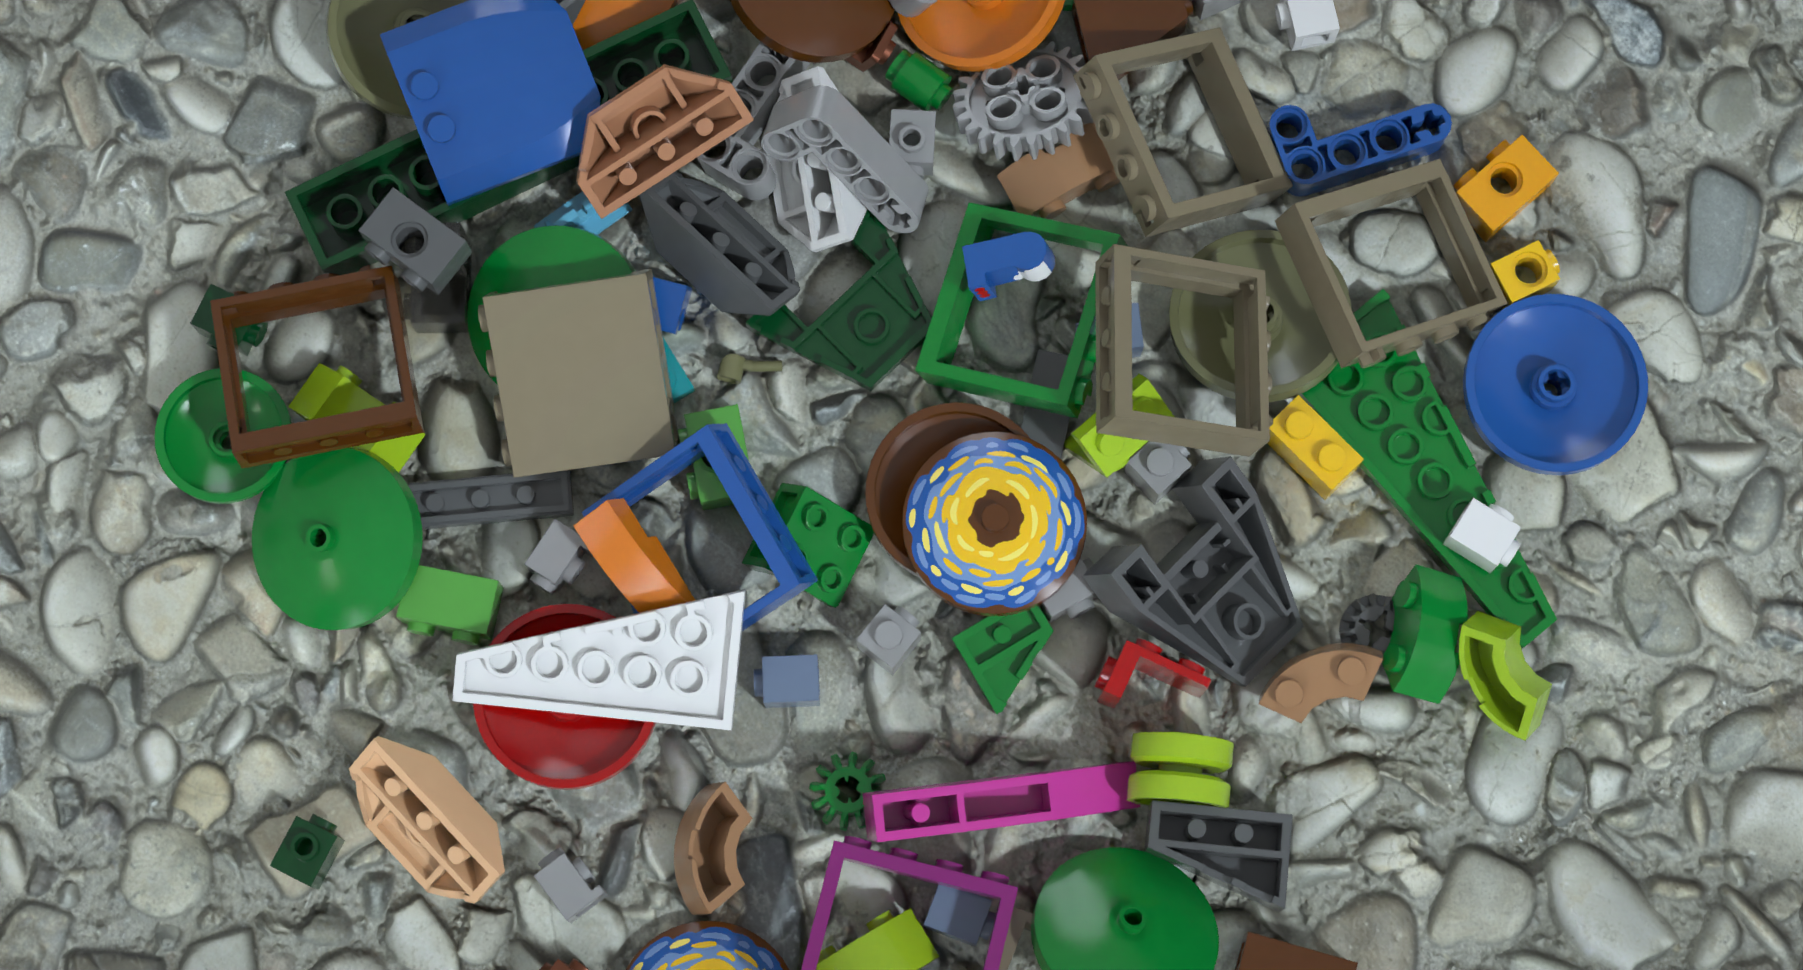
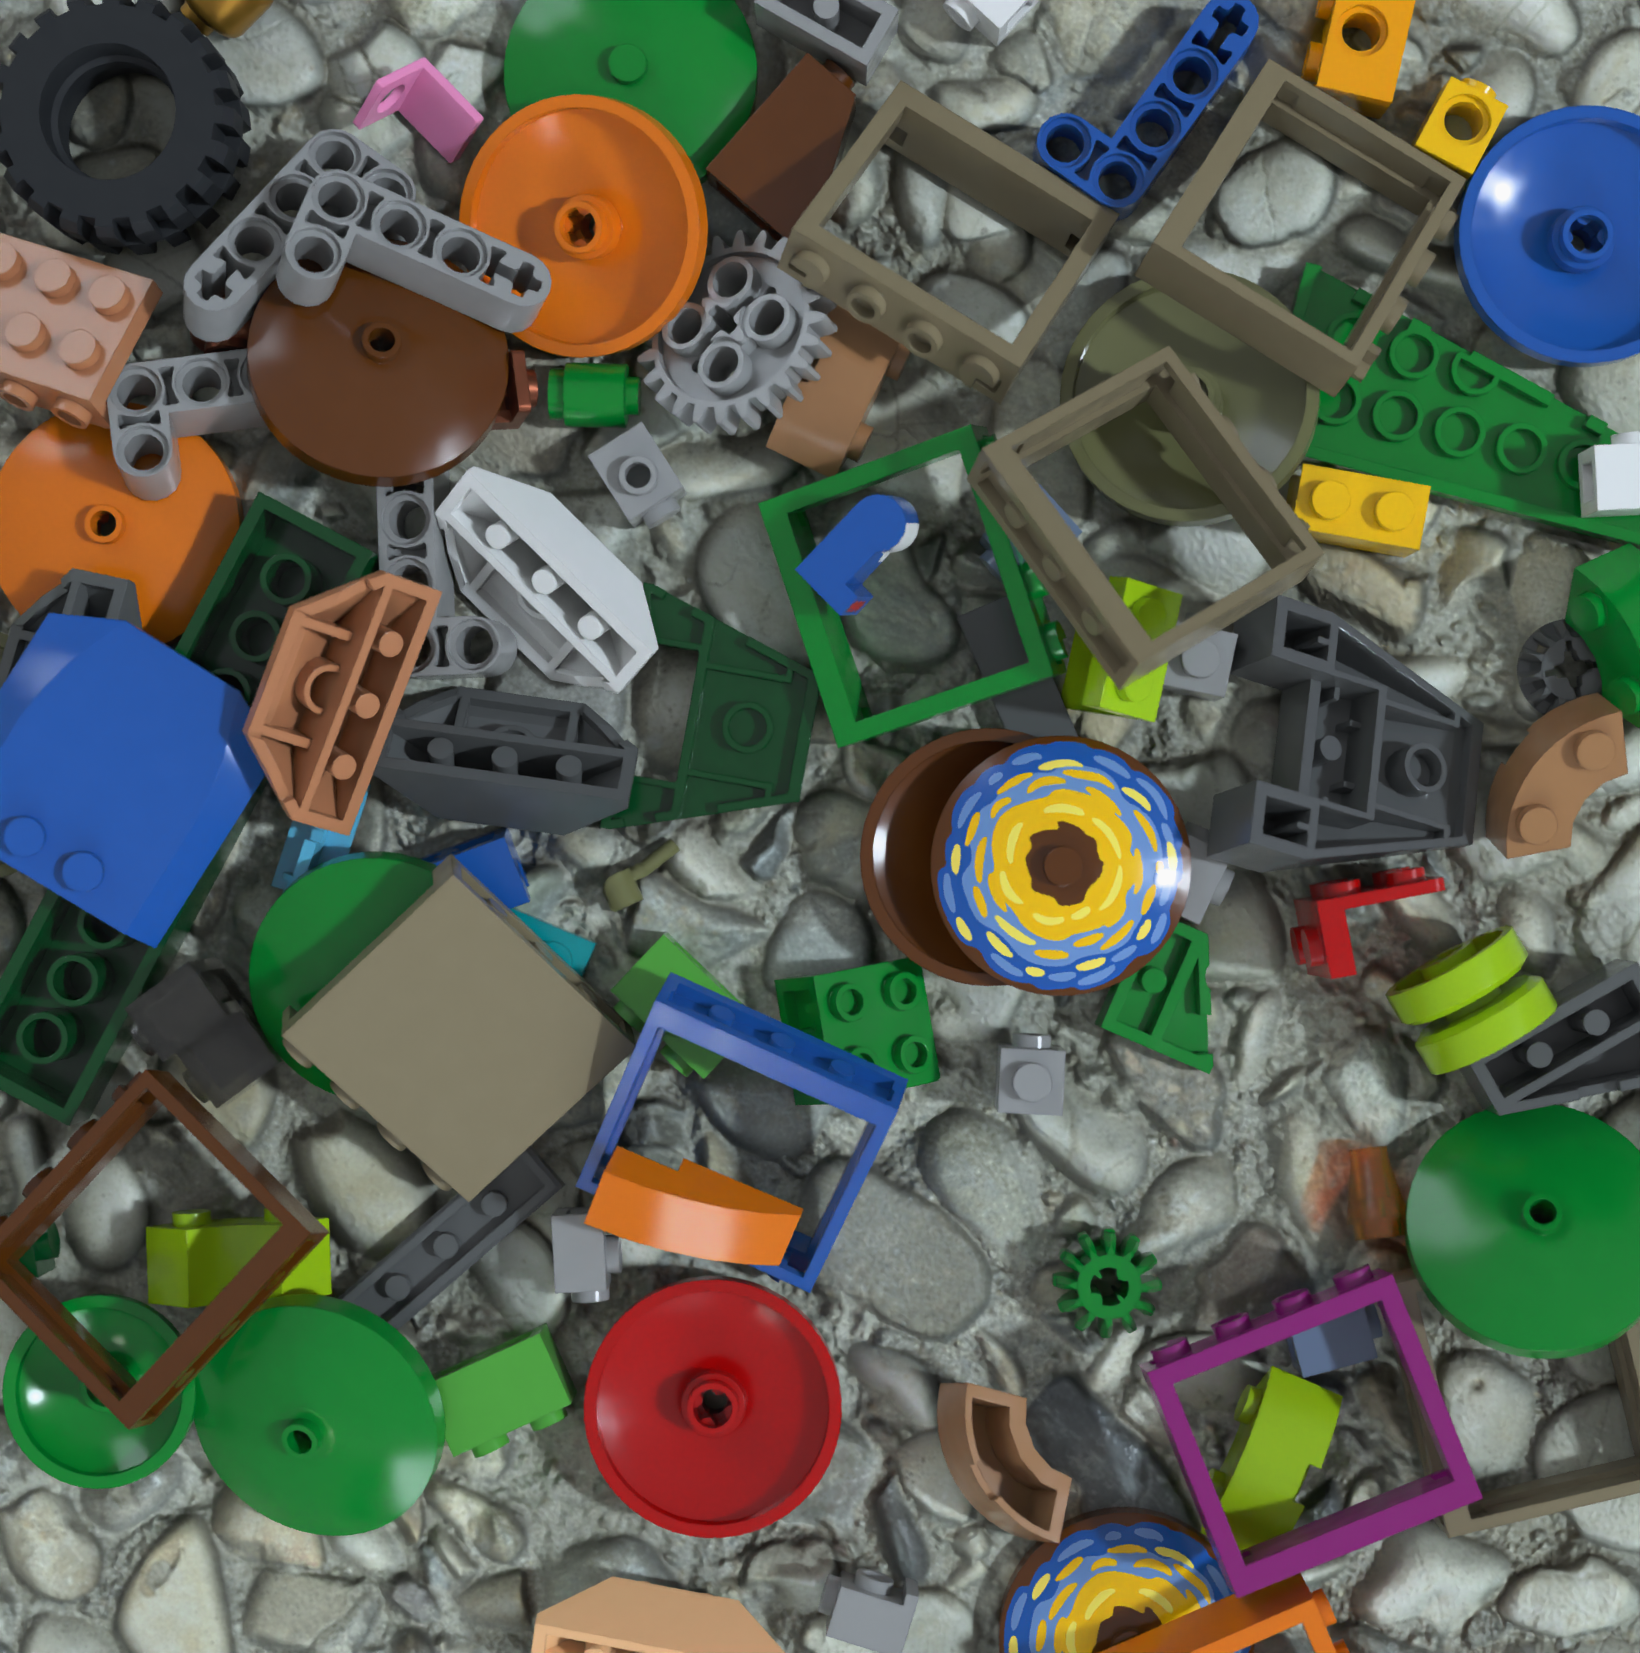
camera: 35 degrees left, 10 degrees up
(400, 219) = (113, 1023): dark grey brick -> none
(641, 667) = (779, 1324): white wing -> none
(788, 681) = (949, 1206): sand blue brick -> none
(850, 147) = (578, 544): light grey beam -> none
(996, 801) = (1285, 1187): dark pink slope -> none
(1042, 854) = (1374, 1196): none -> clear orange cone

